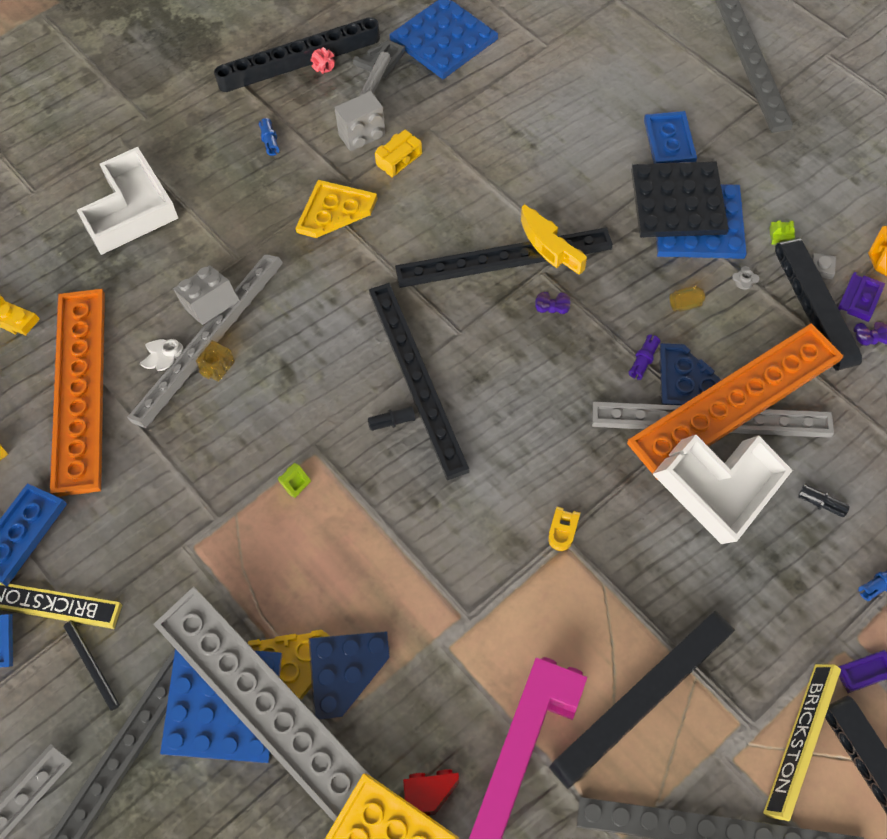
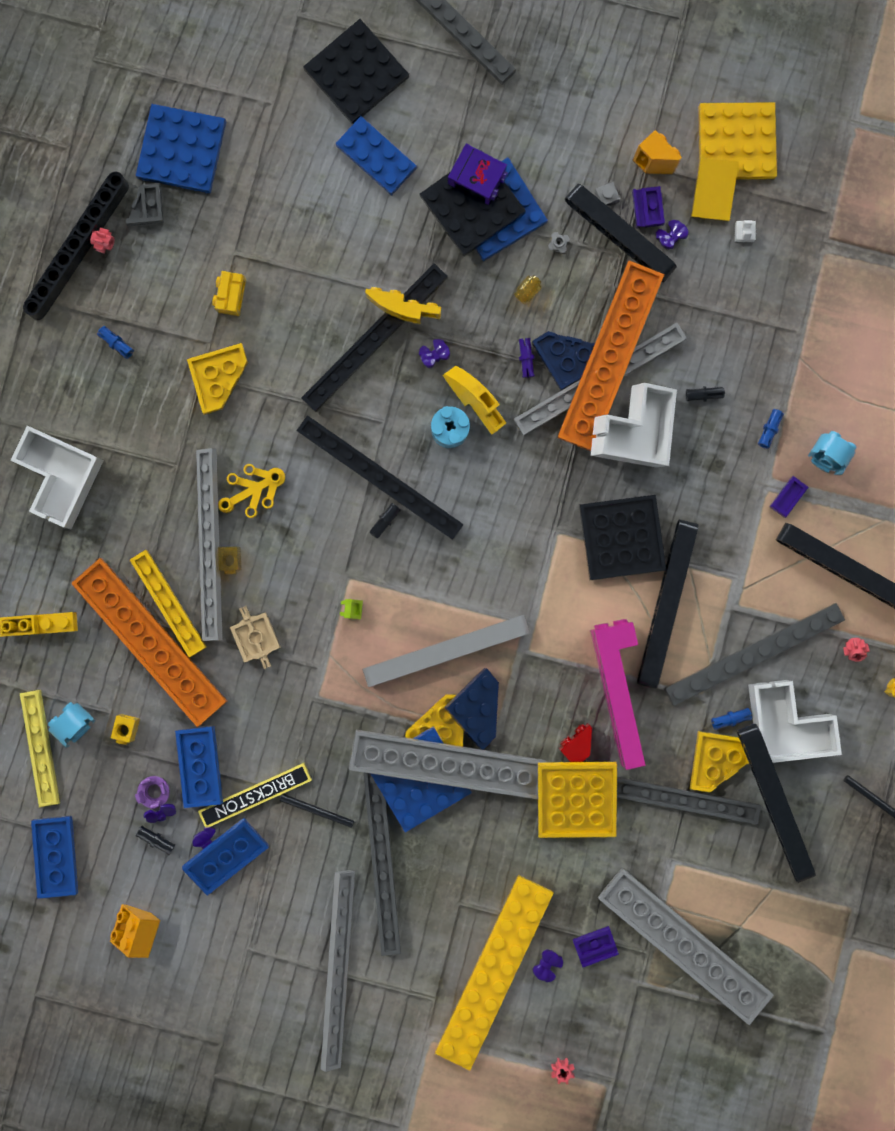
camera: 35 degrees left, 25 degrees up
(125, 367) = (168, 603): none -> yellow plate
(162, 354) = (184, 580): white plate -> none
(178, 447) = (255, 637): none -> tan plate
(206, 294) = (183, 514): light grey brick -> none
(288, 317) = (254, 489): none -> yellow plant
(359, 585) = (446, 650): none -> light grey beam
(360, 121) = (181, 285): light grey brick -> none
(376, 73) = (161, 243): light grey axle -> none
(521, 371) = (448, 416): none -> medium azure brick
(561, 535) = (553, 532): yellow plate -> none
(569, 361) = (477, 395): none -> yellow slope
(613, 124) = (376, 155): none -> blue plate
(636, 592) = (622, 537): none -> black plate
(640, 59) = (356, 71): none -> black plate
(670, 137) = (429, 144): blue plate -> none
(701, 169) = (478, 173): none -> dark purple panel
(781, 231) = (562, 182): lime tile -> none
(802, 742) = (774, 568): tile -> none

